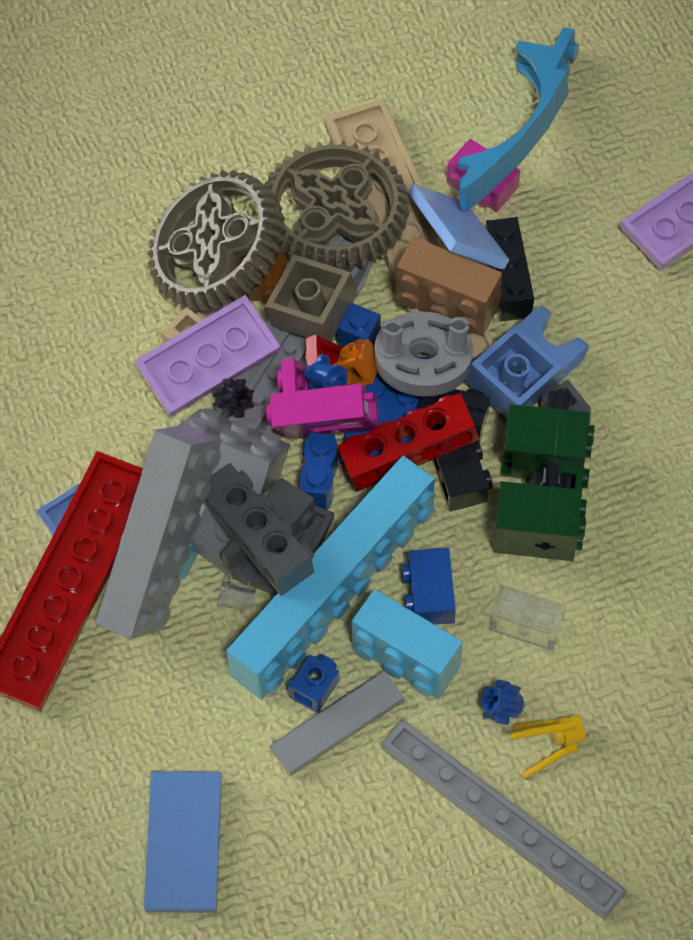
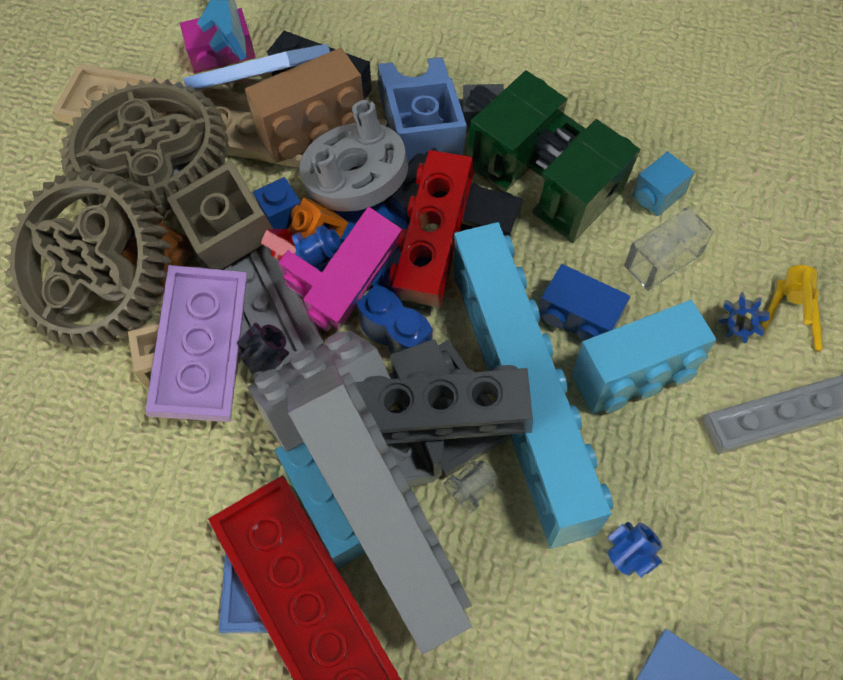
camera: 55 degrees left, 0 degrees up
(261, 721) = (634, 549): none -> blue gear
(311, 692) = (621, 481): blue brick -> none
(337, 723) = (673, 480): light grey tile -> none
(589, 582) = (662, 183): none -> dark azure brick

